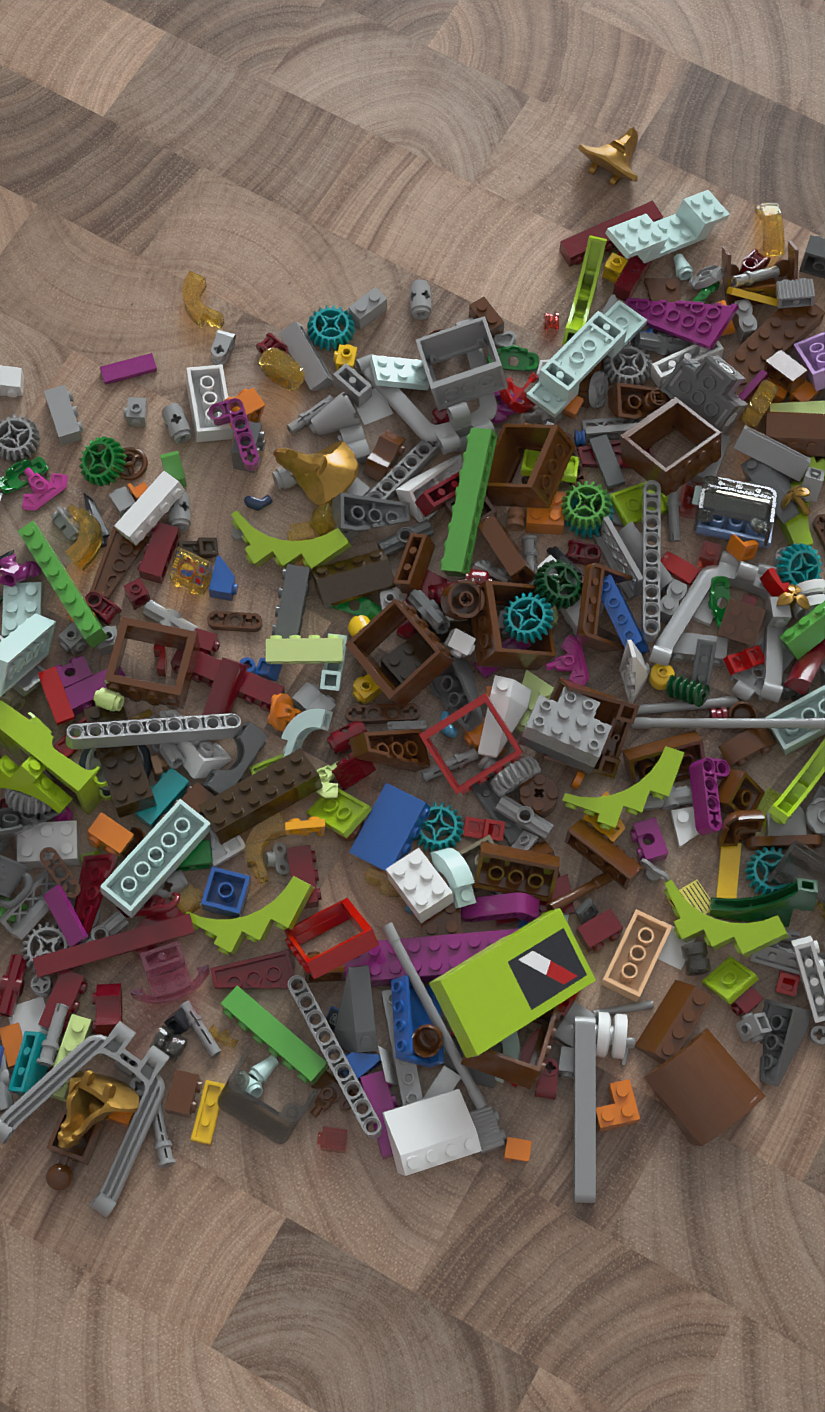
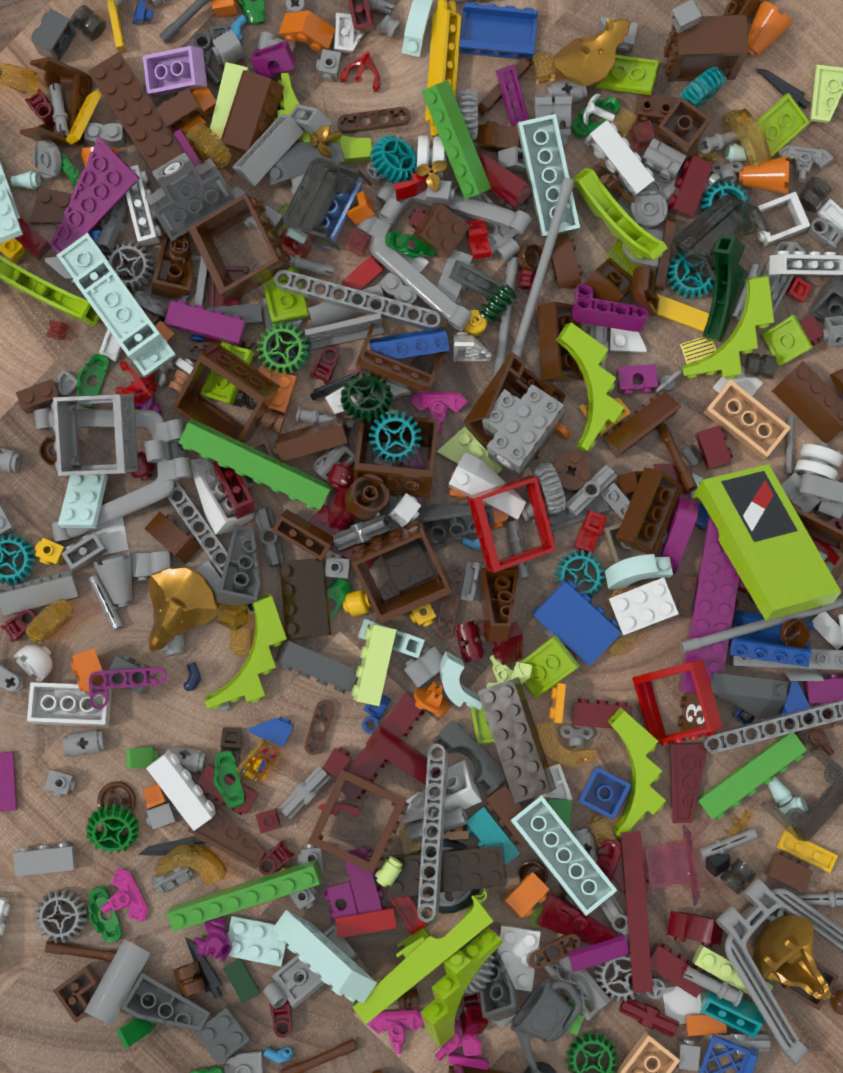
camera: 75 degrees left, 15 degrees up
(154, 552) = (224, 765): none -> green piece
(243, 367) = (35, 661): none -> white cylinder
(591, 436) = (205, 323): none -> magenta brick
(795, 293) = (94, 74): light grey brick -> none

